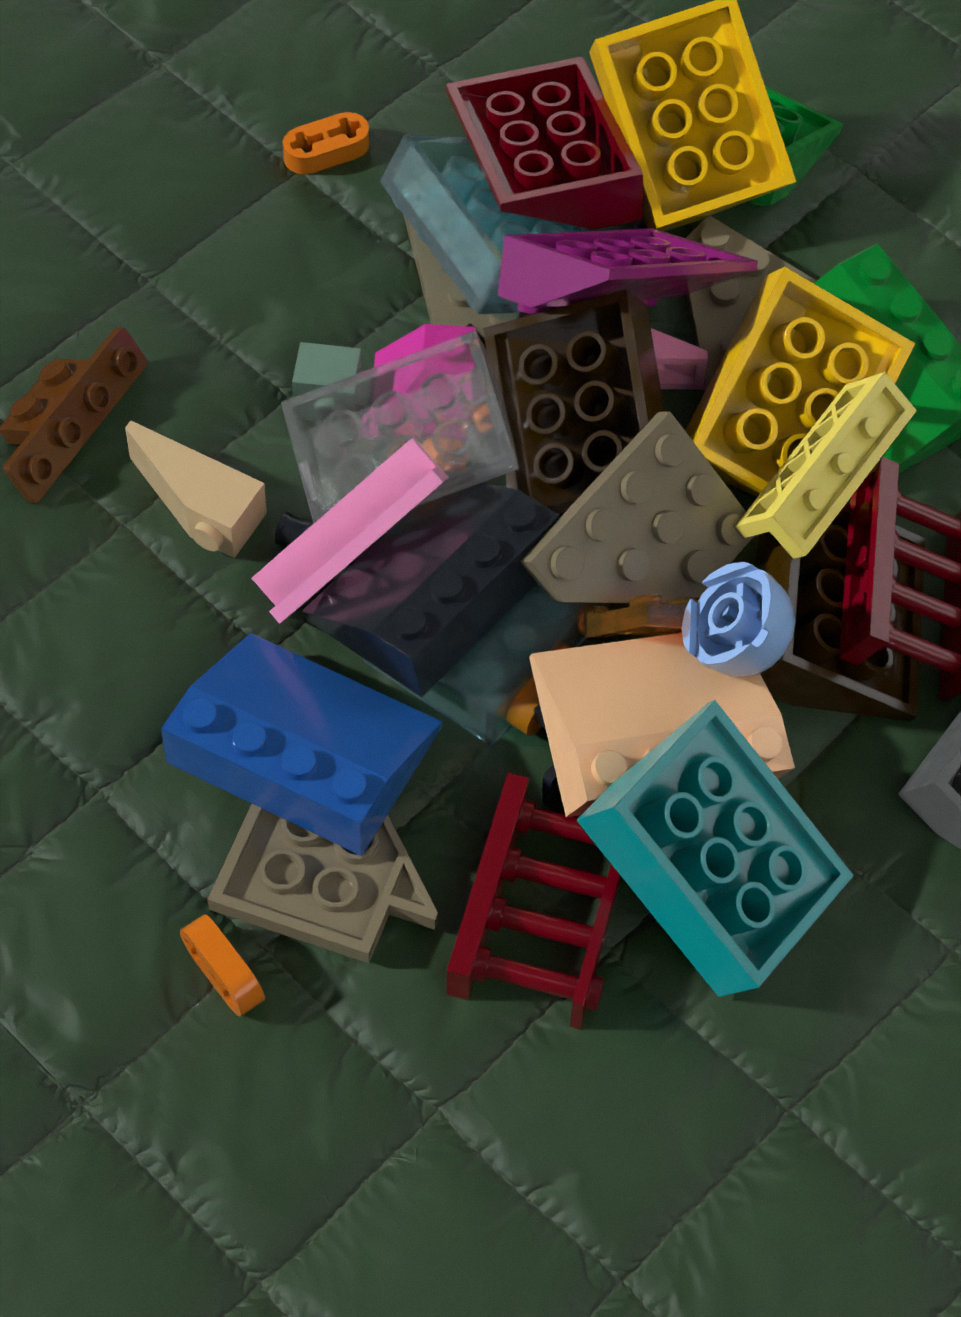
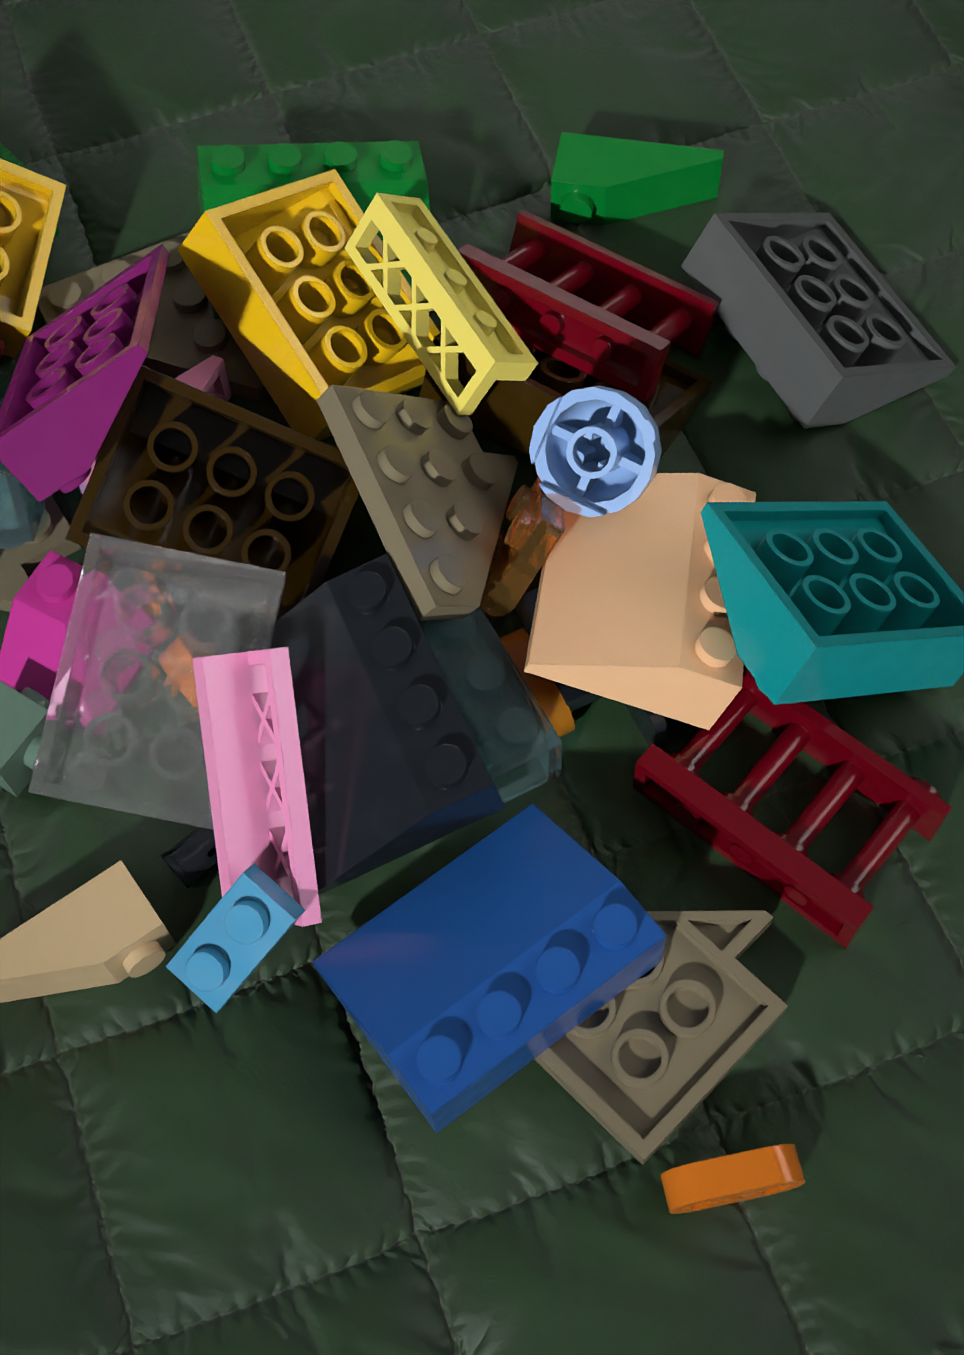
camera: 60 degrees left, 5 degrees up
(243, 577) = (235, 938): none -> dark azure plate

